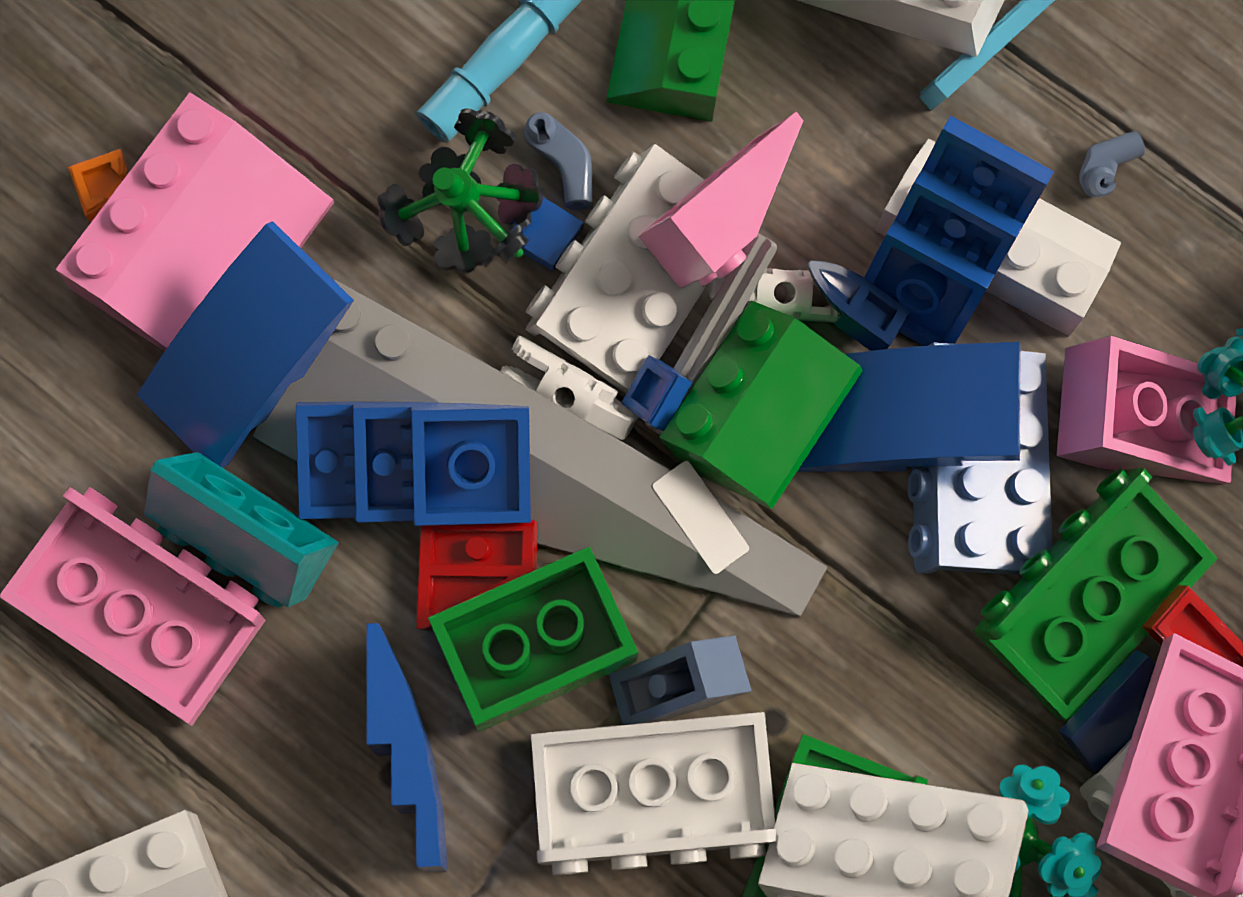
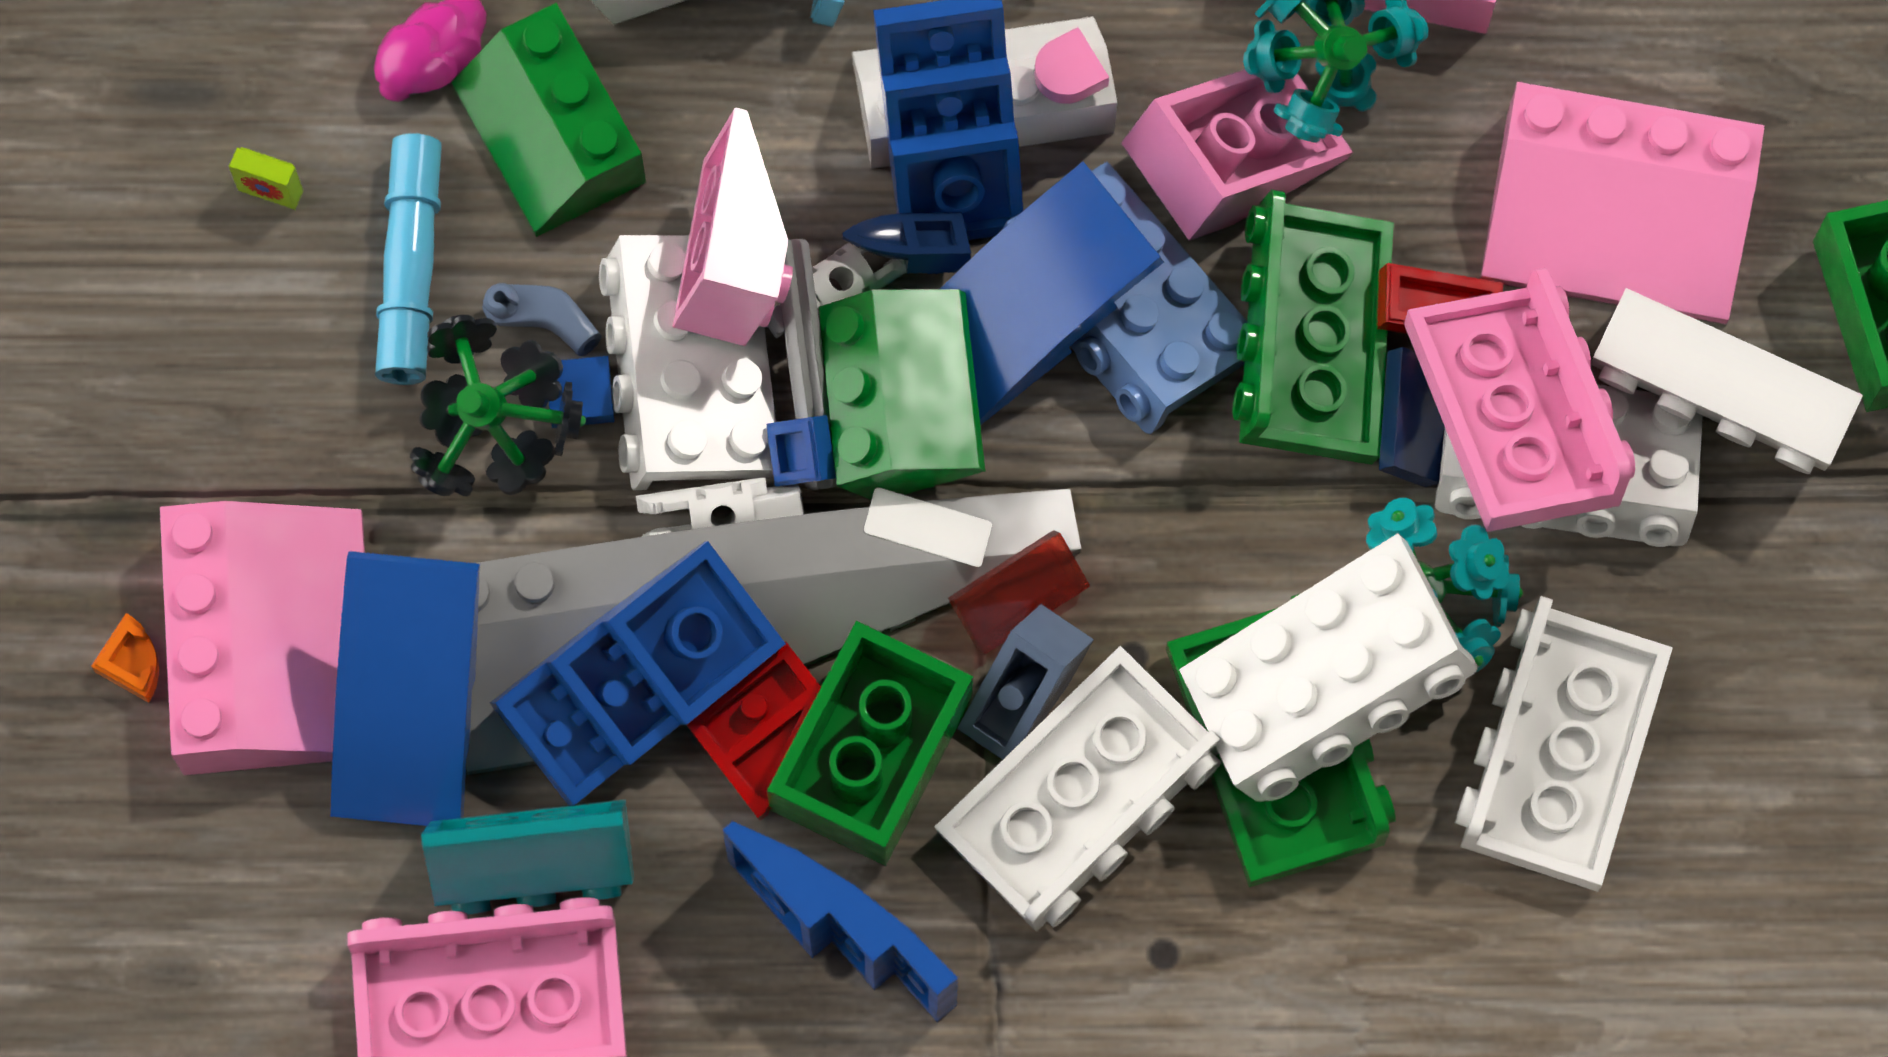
camera: 35 degrees left, 5 degrees down
(725, 609) = (1011, 591): none -> clear red tile
(1066, 266) = (1069, 69): none -> bright pink tile

